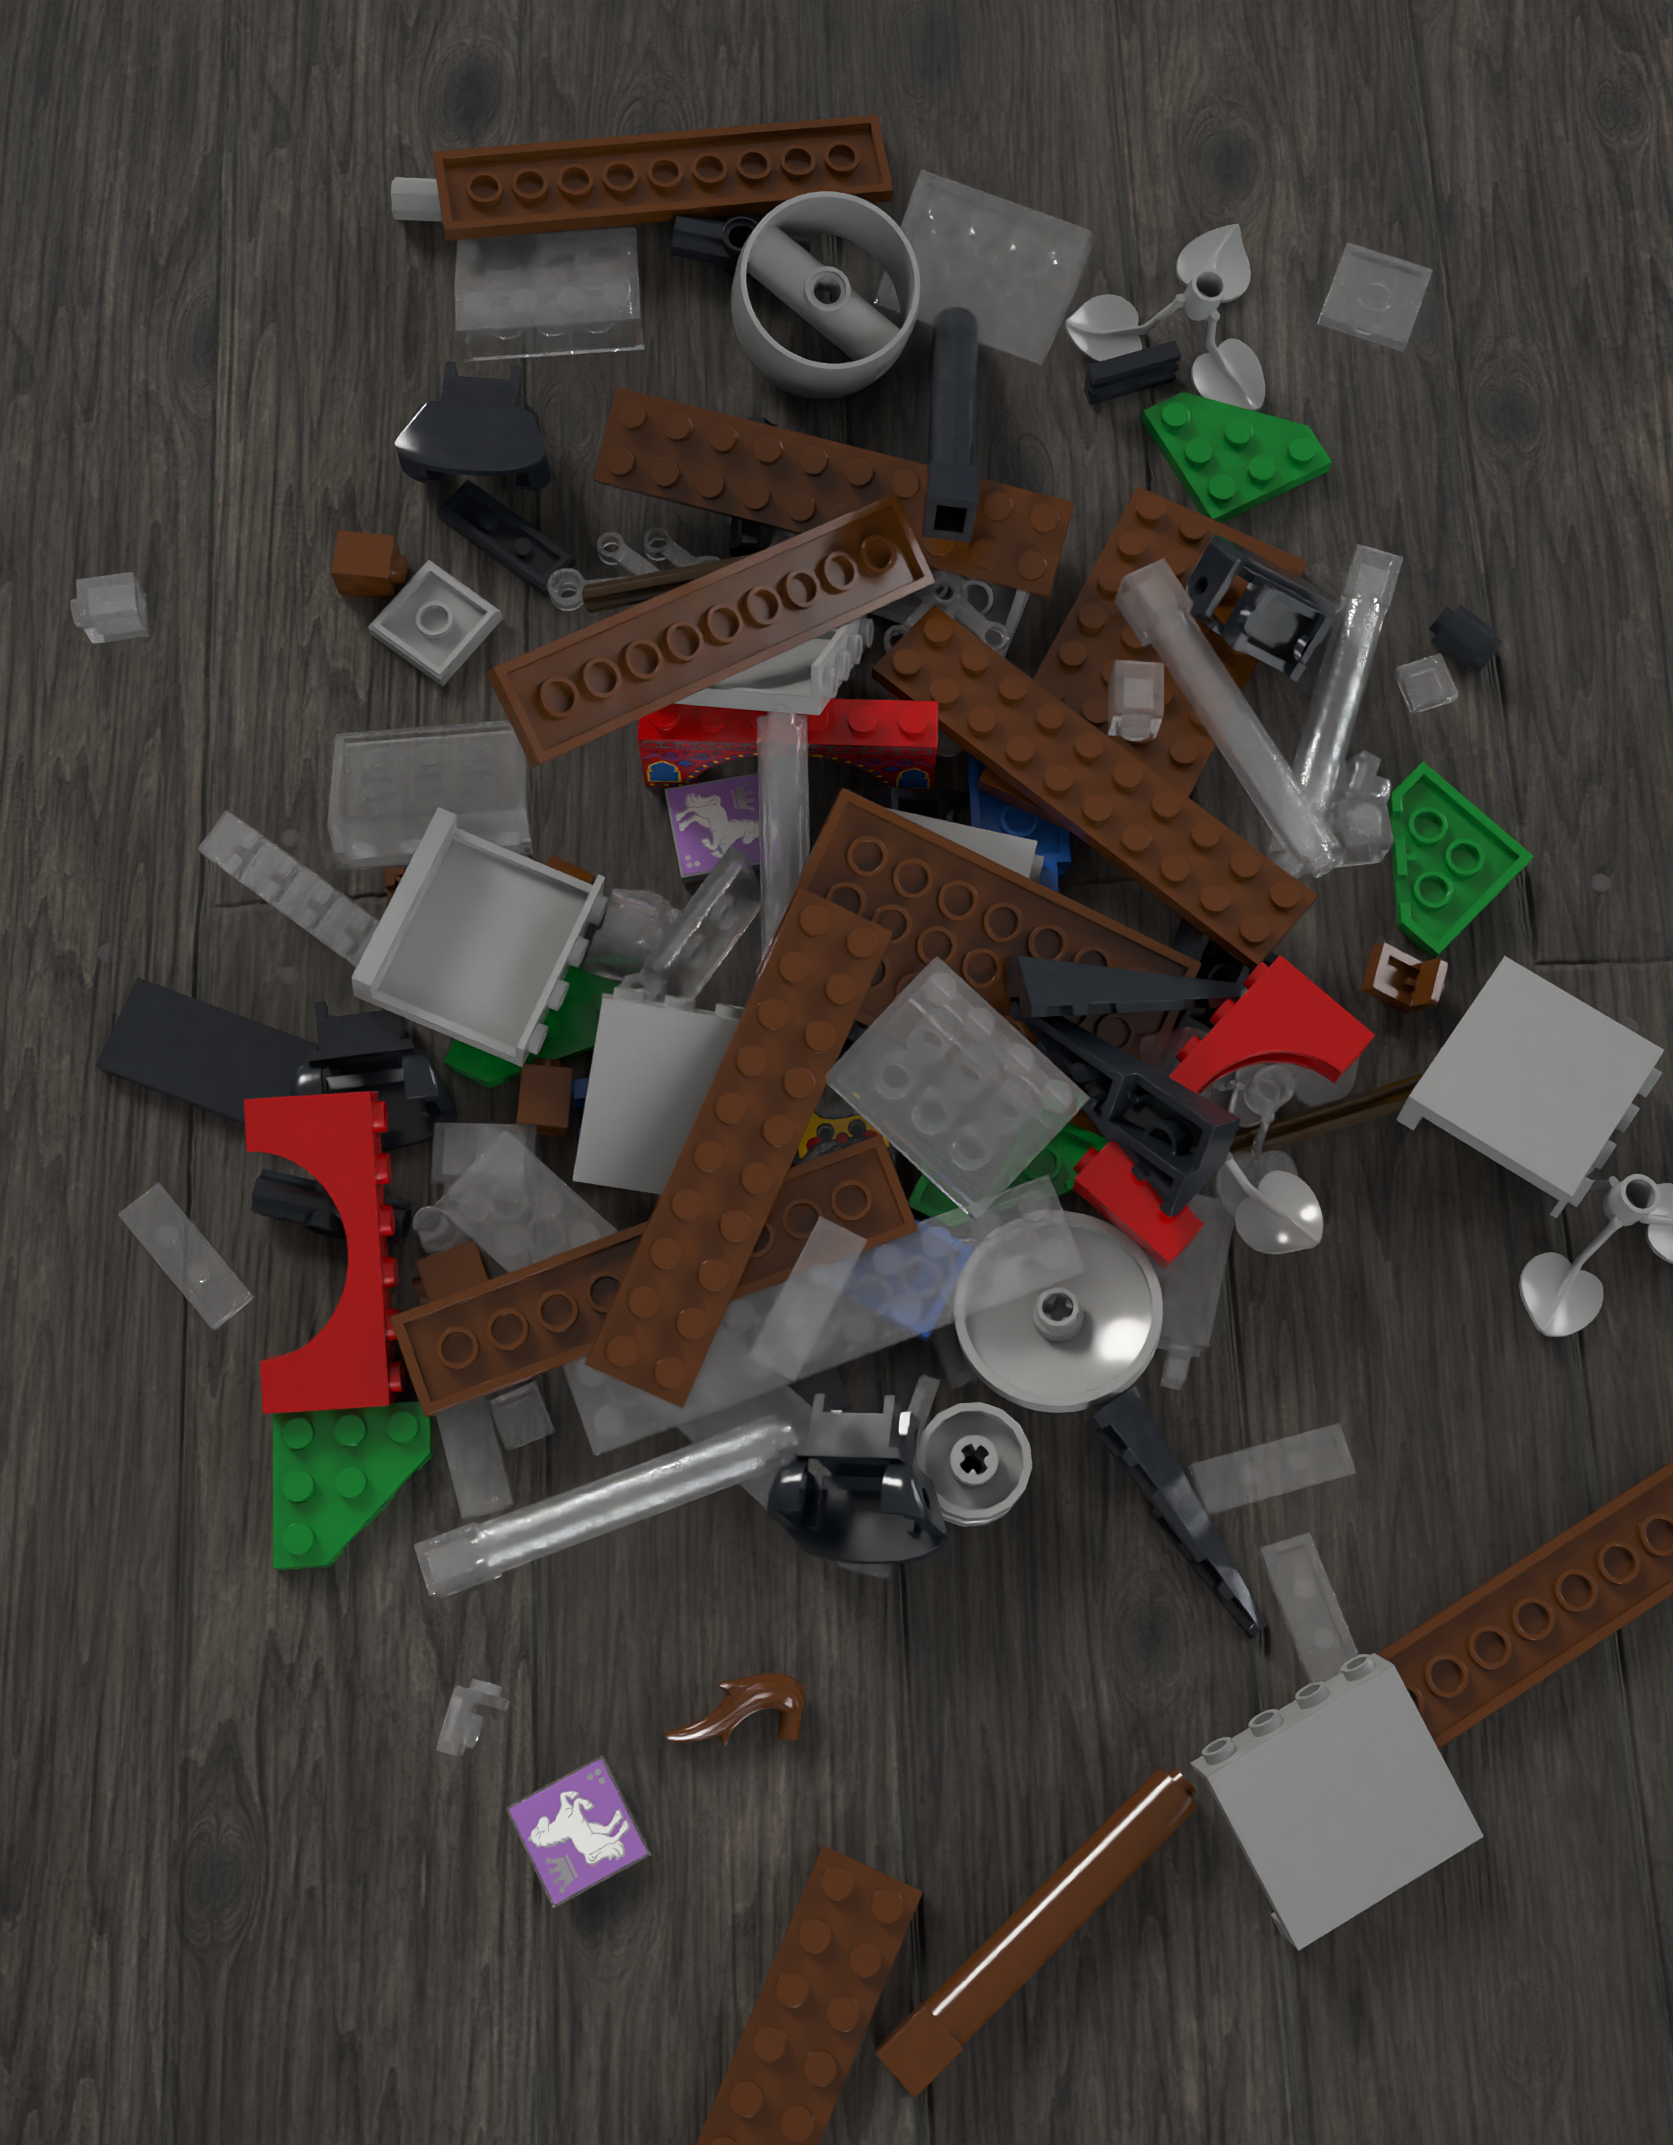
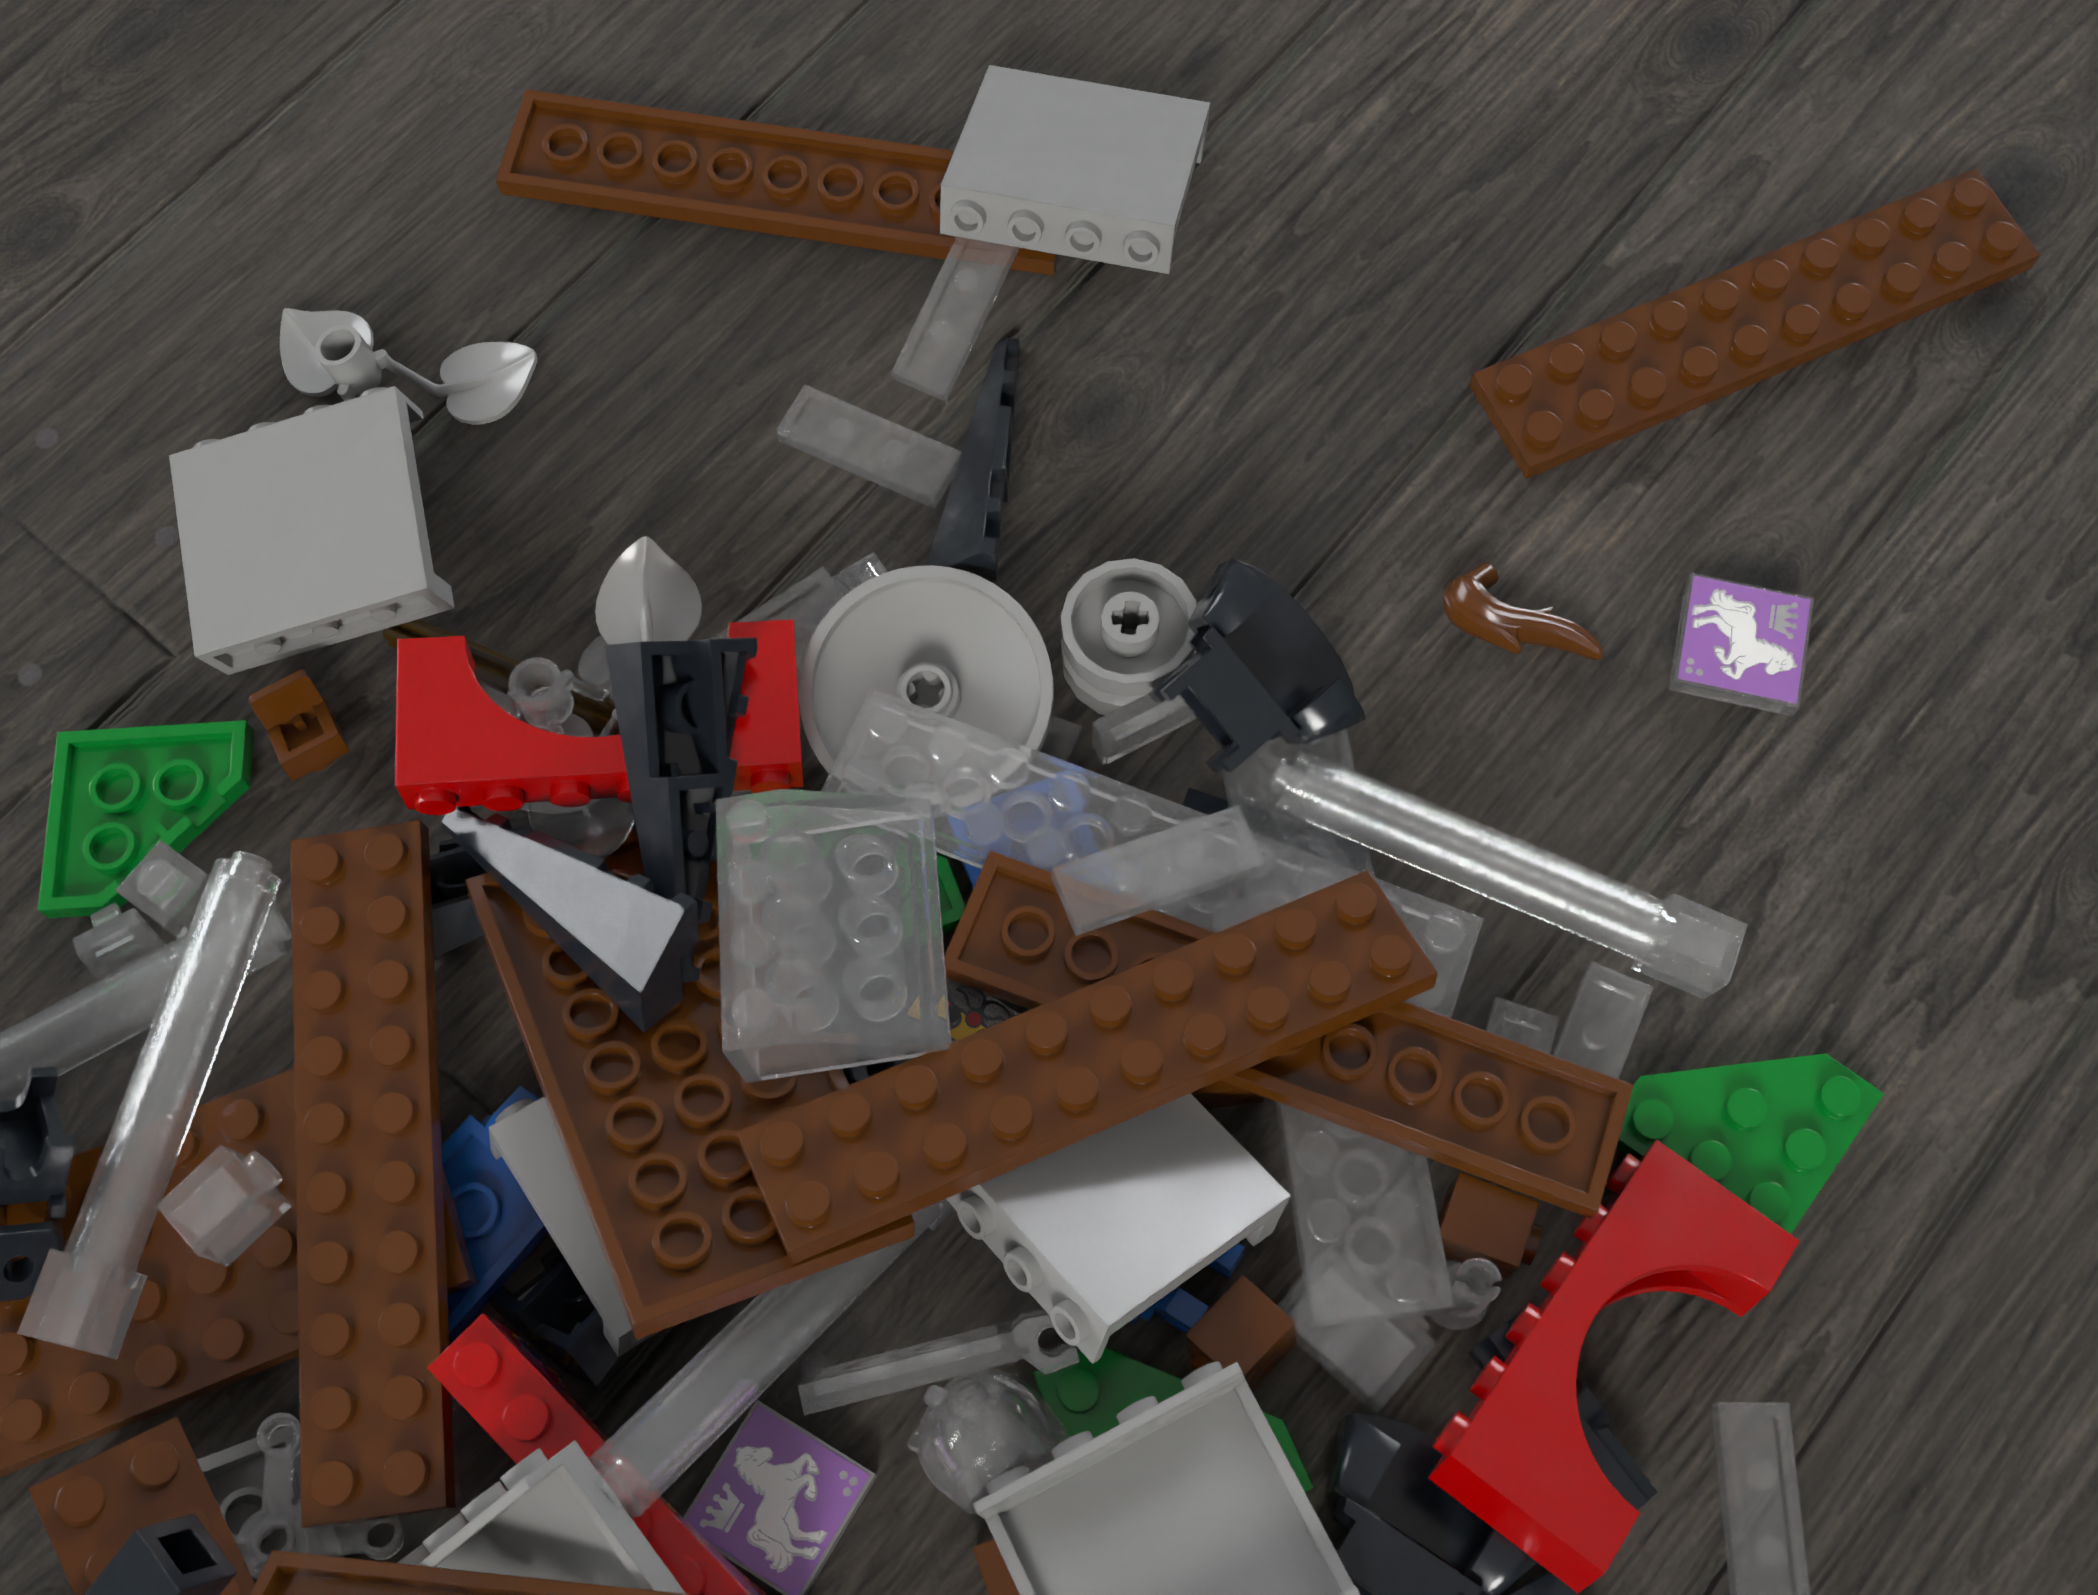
camera: 135 degrees left, 5 degrees down
(461, 1721) = (1780, 810): clear bracket -> none
(1035, 1931) = (1560, 275): reddish brown brick -> none

